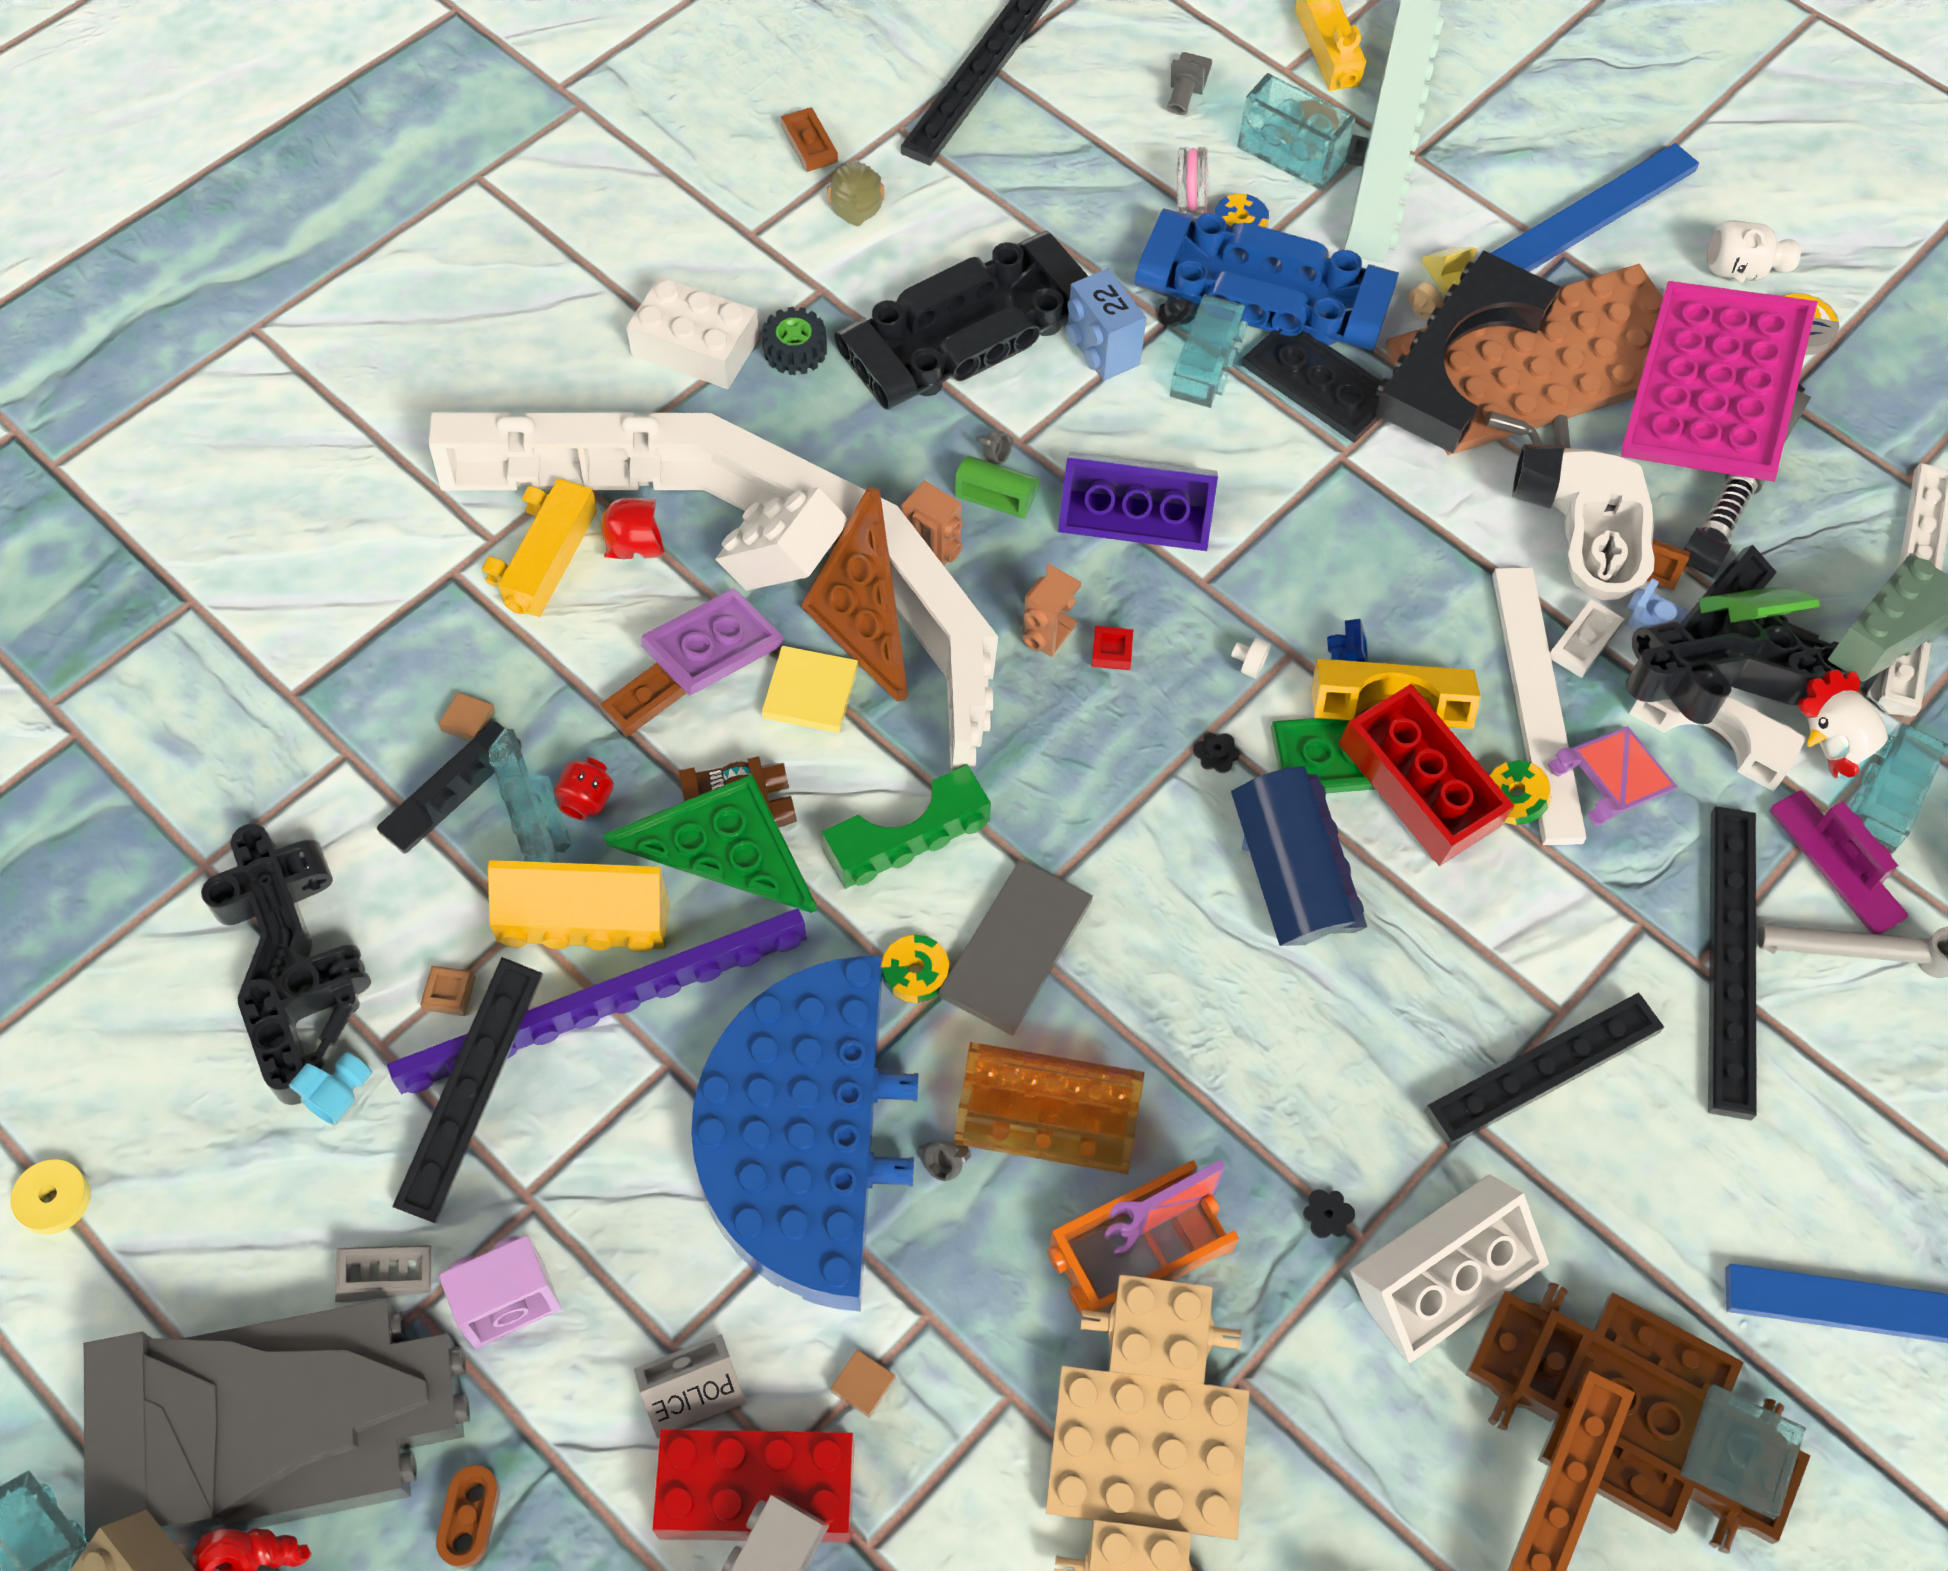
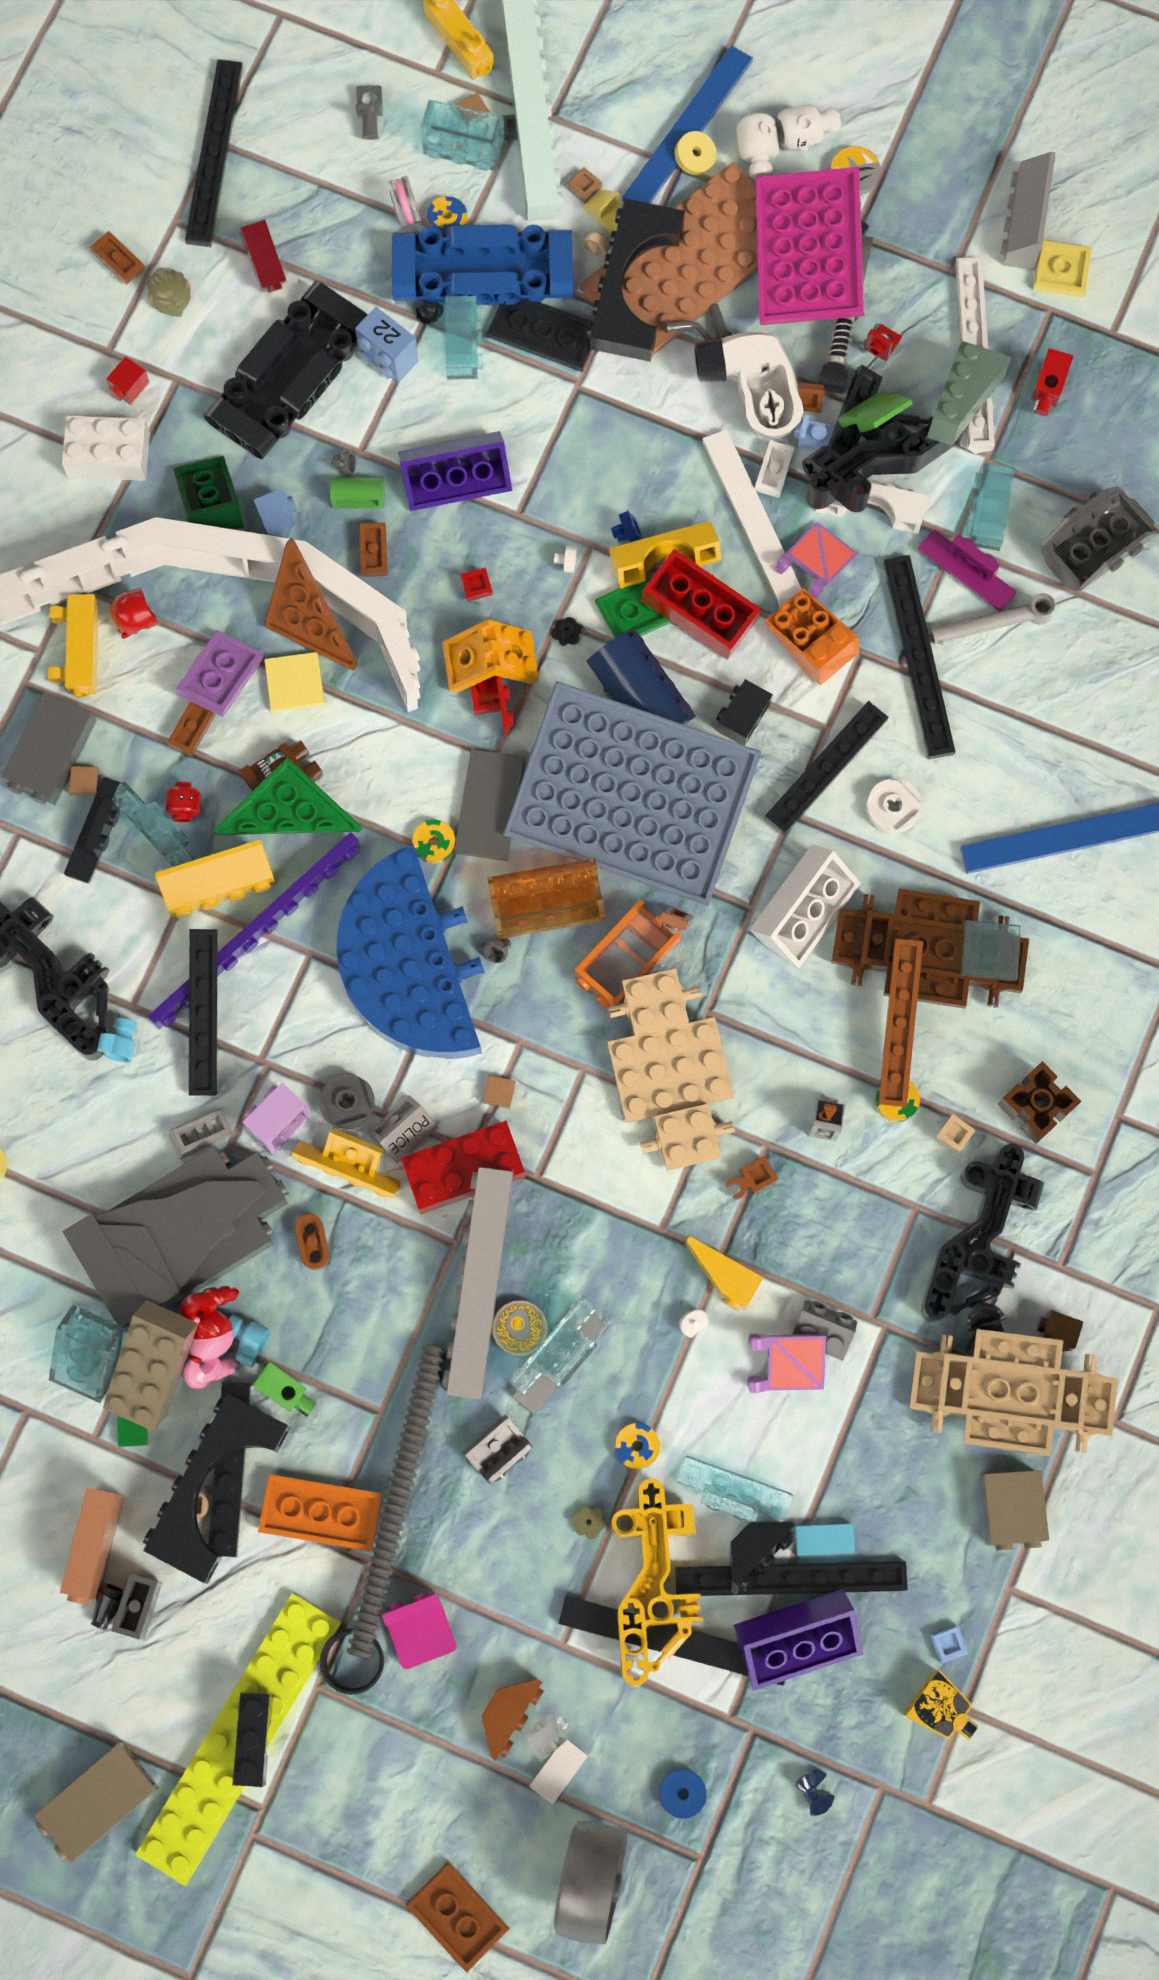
camera: 20 degrees left, 15 degrees up
(436, 657) = (48, 749): none -> dark grey brick
(448, 990) = (157, 958): medium nougat tile -> none
(585, 1405) = (349, 1159): none -> yellow bracket
(639, 1328) = (333, 1093): none -> dark grey plate
(757, 269) = (127, 381): none -> red brick
(782, 539) = (238, 589): white brick -> none
(794, 340) = (172, 420): black wheel -> none
(800, 421) = (209, 494): none -> dark green slope
(865, 849) = (372, 778): green arch -> none
(879, 467) = (276, 513): none -> medium blue slope
(936, 519) = (331, 539): nougat window -> none
(988, 560) = (373, 549): none -> dark orange plate
(989, 183) = (263, 256): none -> dark red slope
(1043, 621) = (428, 577): nougat window -> none
(1076, 781) = (490, 697): none -> red bracket
(1100, 732) = (491, 655): none -> light orange bracket
(1163, 1205) = (632, 933): medium lavender flag -> none
(1237, 1002) = (632, 793): none -> sand blue tile
(1238, 1211) = (676, 919): none -> plate
(1333, 1203) = (728, 893): black plant -> none
(1431, 235) = (584, 185): none -> medium nougat tile
(1441, 945) = (744, 712): none -> black brick
(1533, 781) = (772, 588): piece -> none
(1581, 875) = (813, 636): none -> orange slope
(1602, 233) = (687, 160): none -> light yellow piece
(1618, 1180) = (893, 791): none -> white plate
(1680, 248) = (758, 143): none -> white piece
(1784, 531) = (880, 345): none -> red bracket
(1840, 719) = (946, 475): white piece -> none

